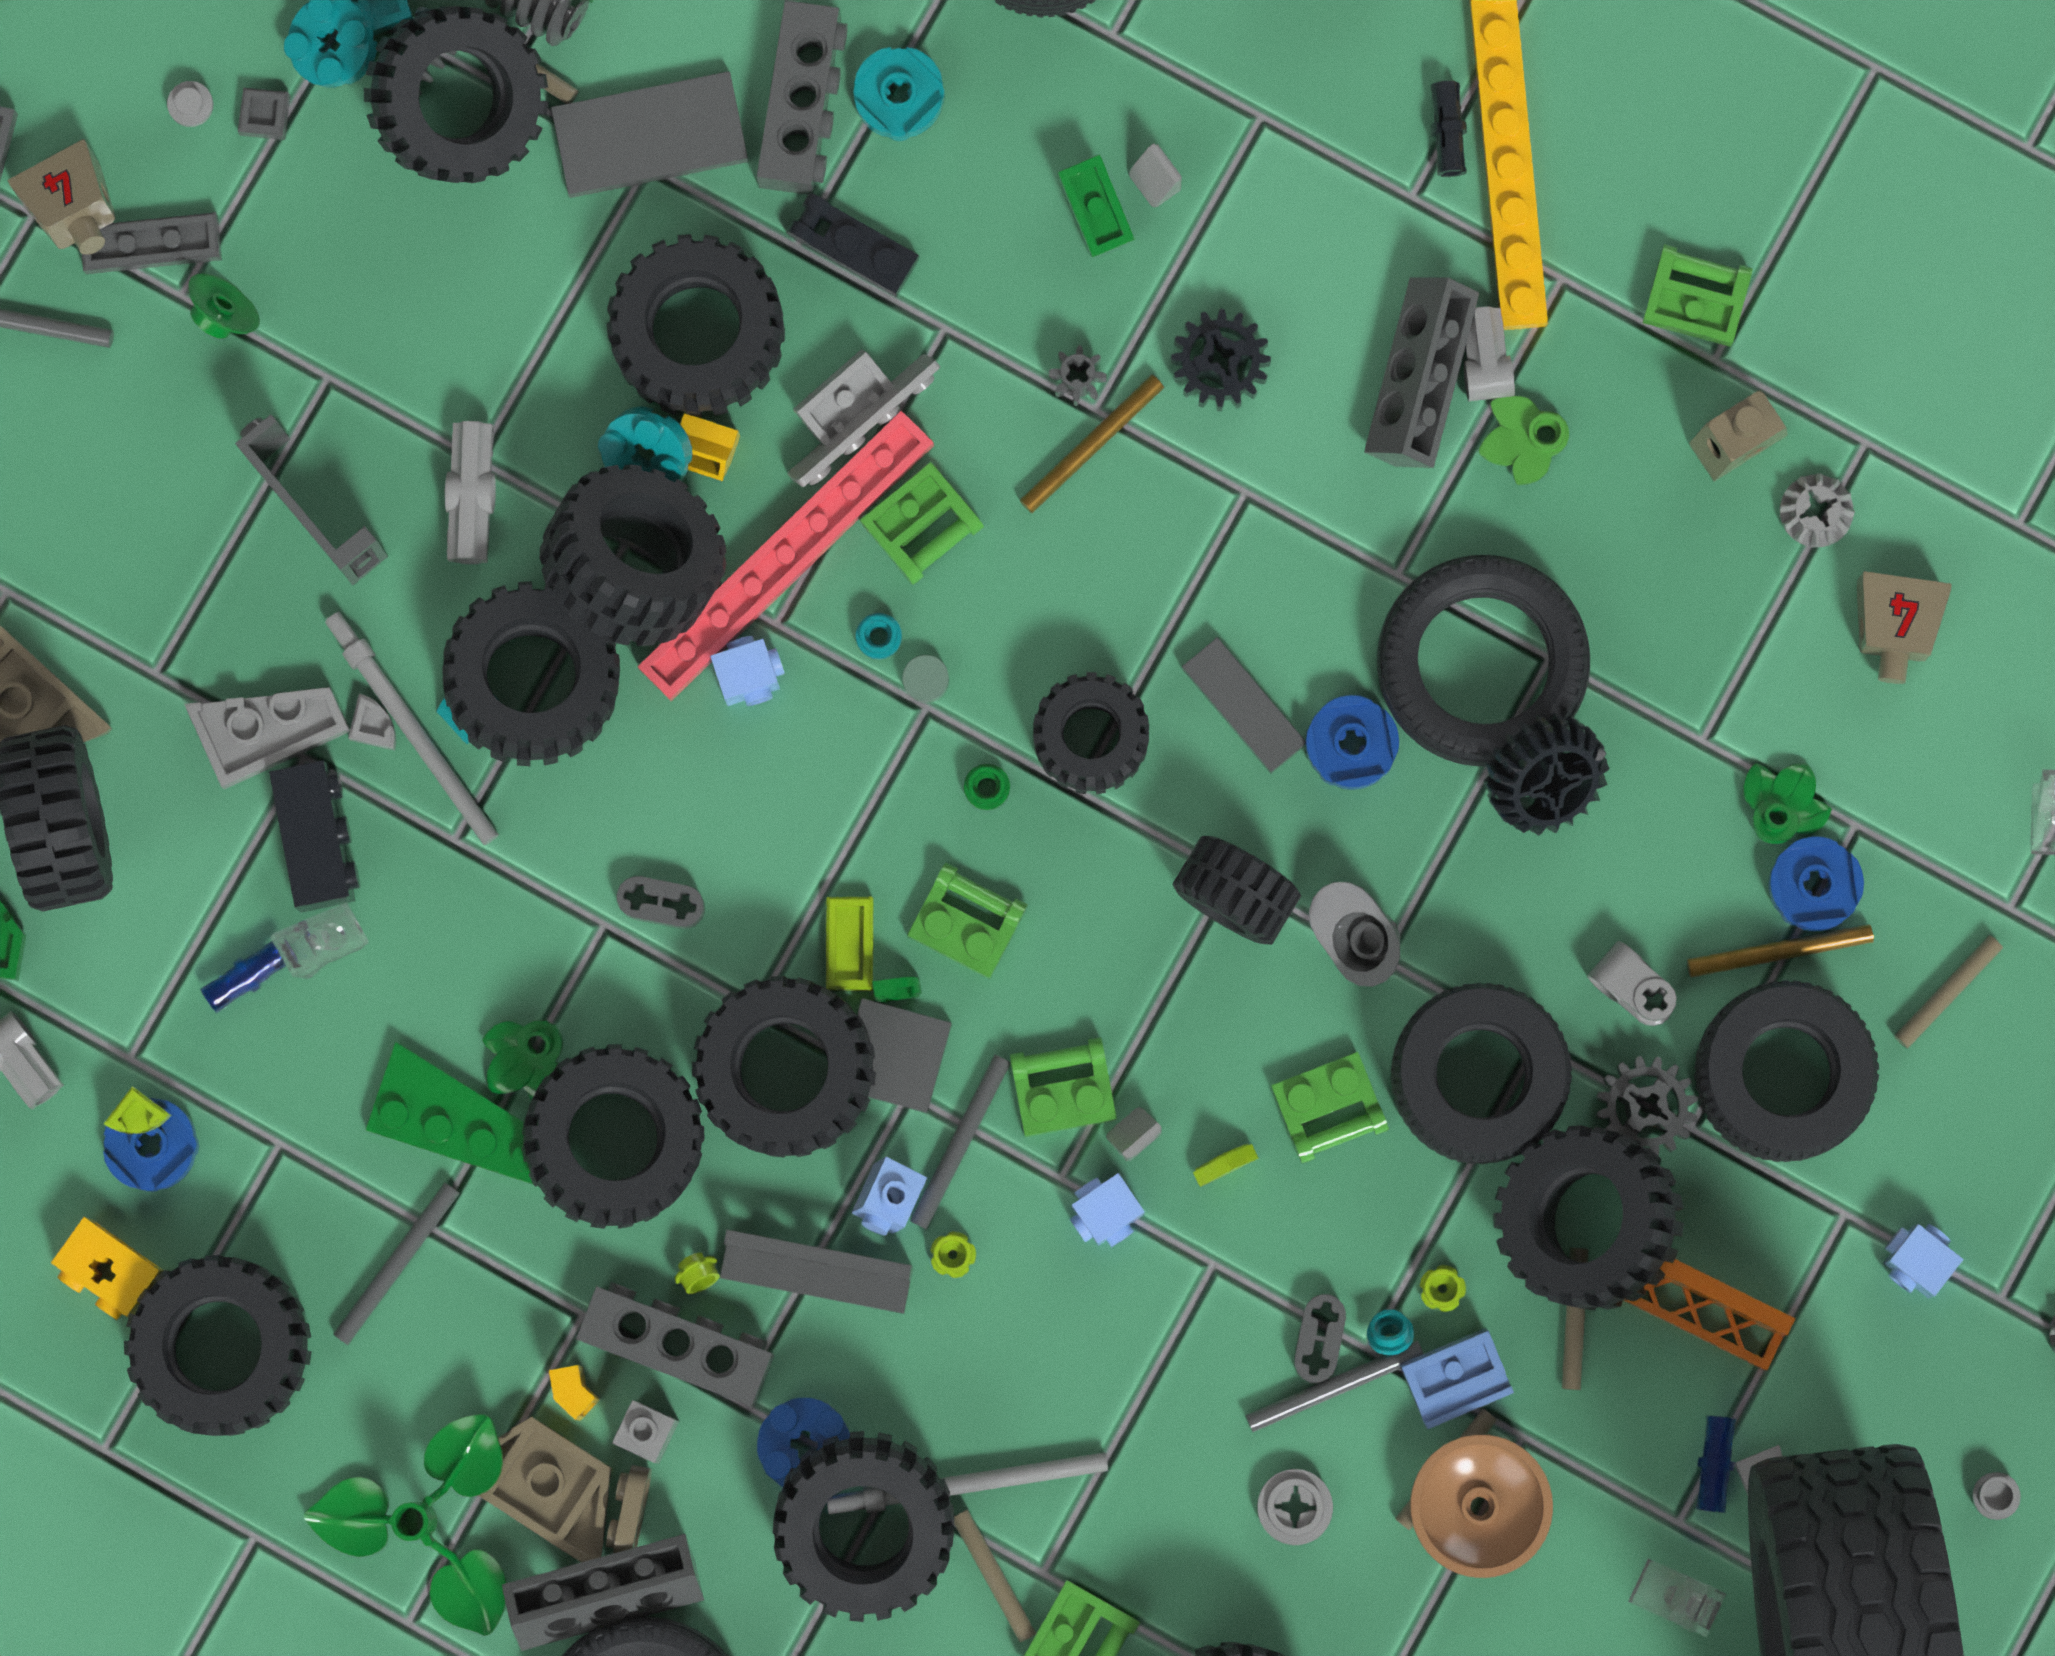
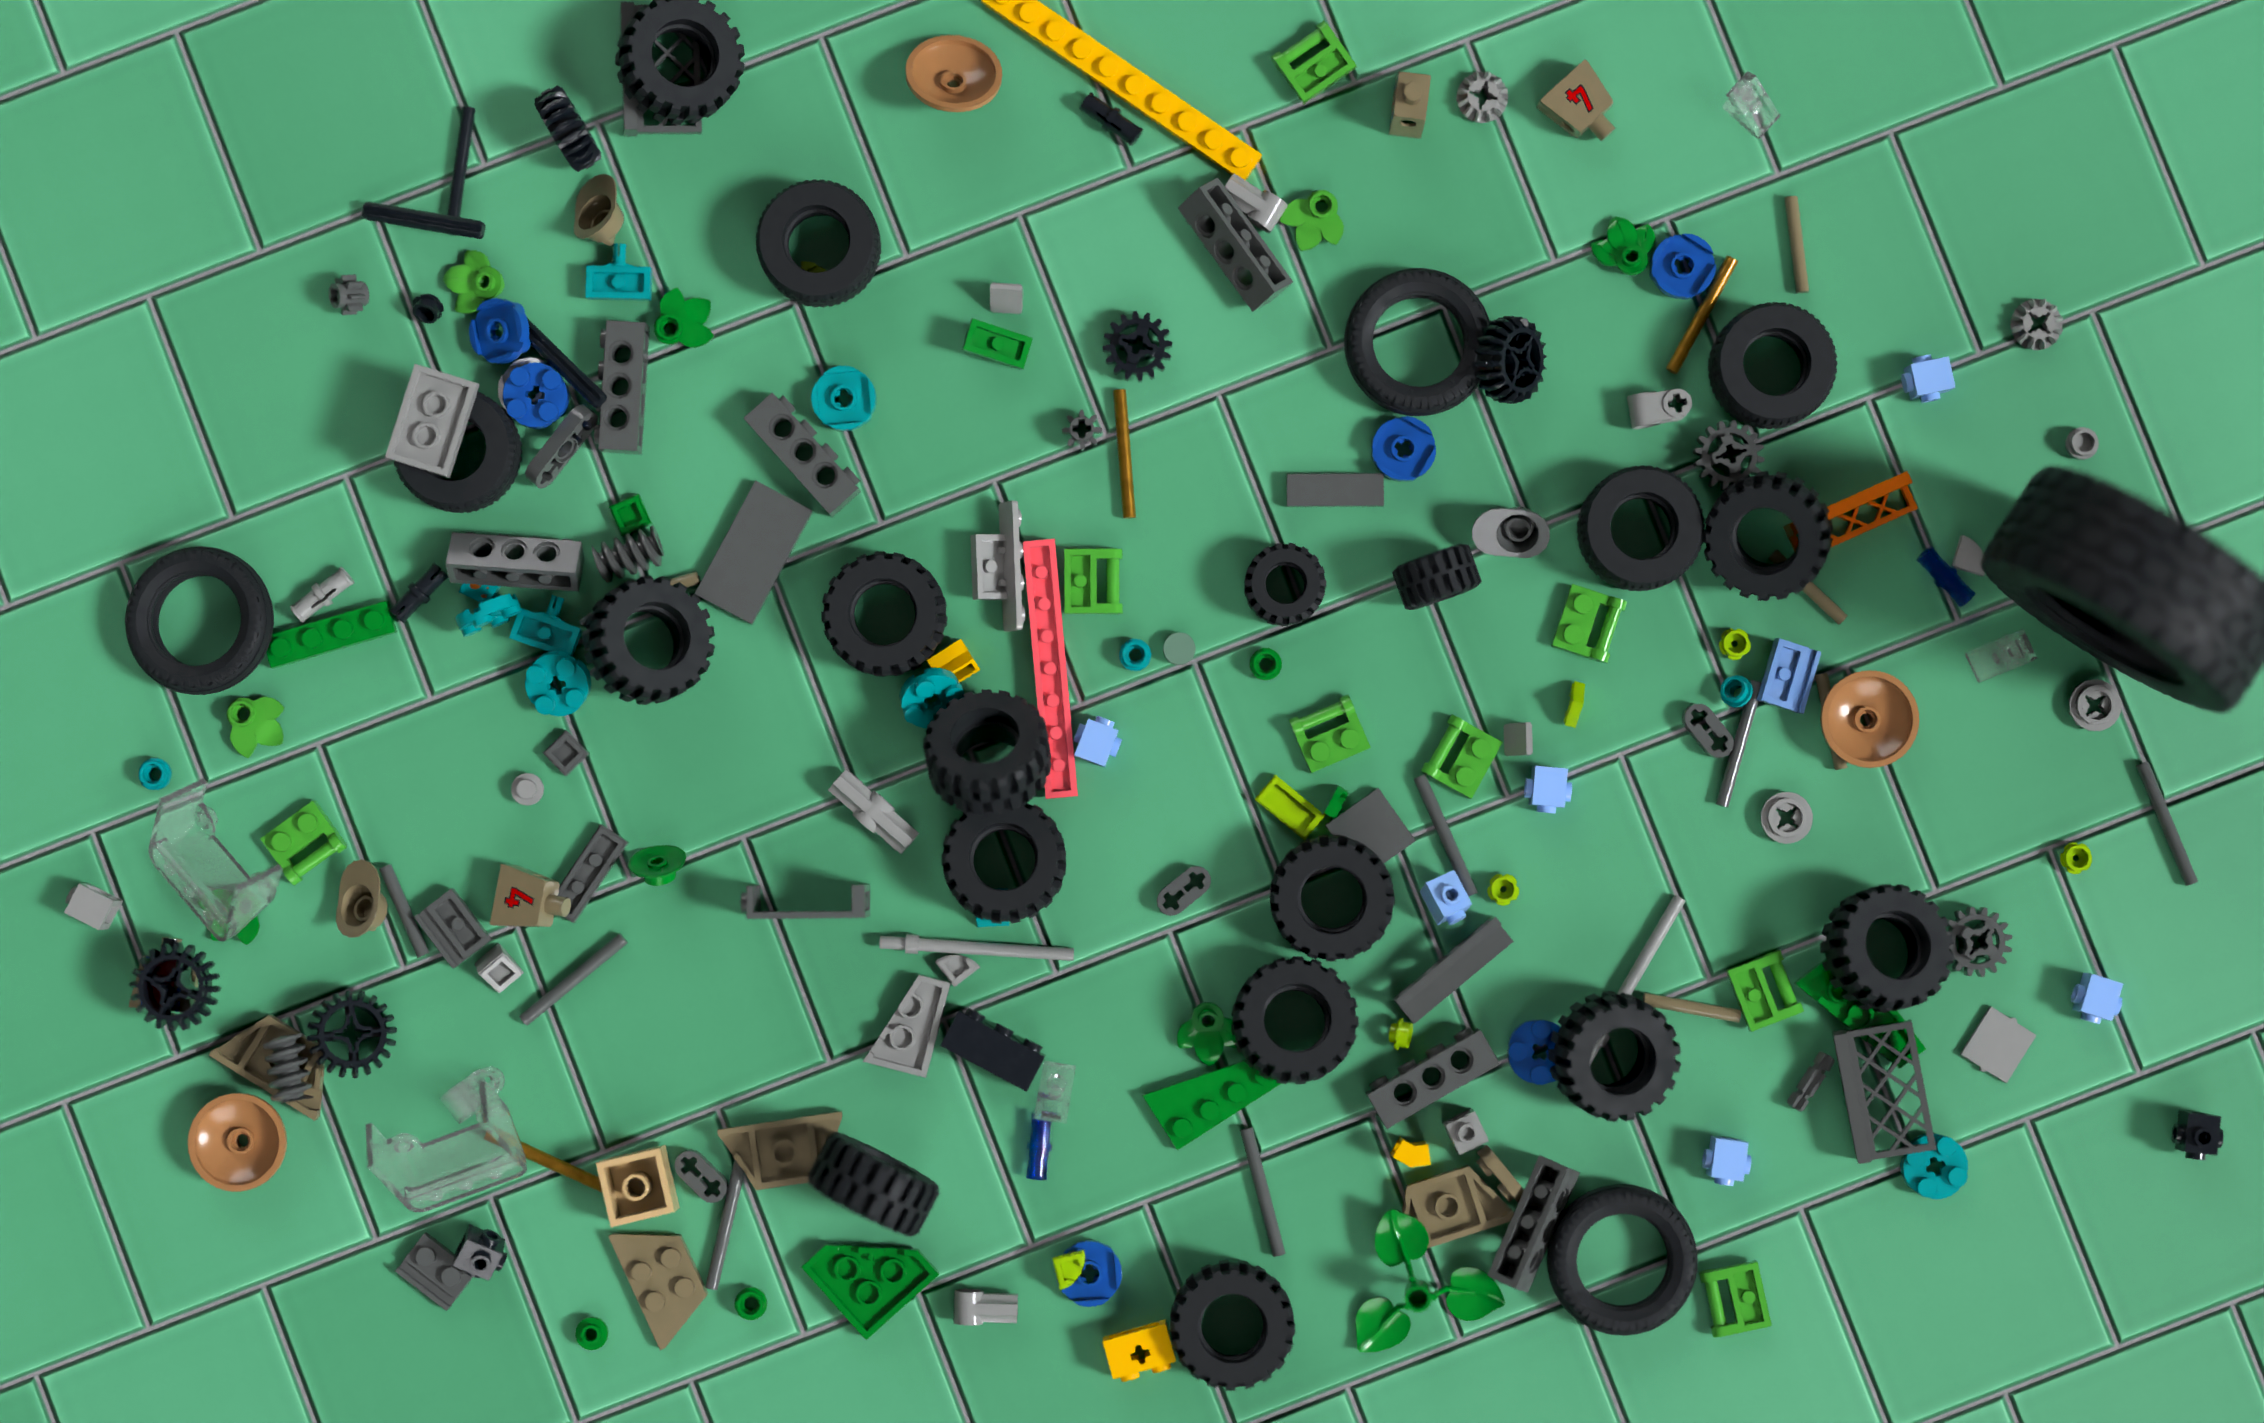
camera: 50 degrees left, 5 degrees up
(854, 246) = (908, 492): black plate -> none

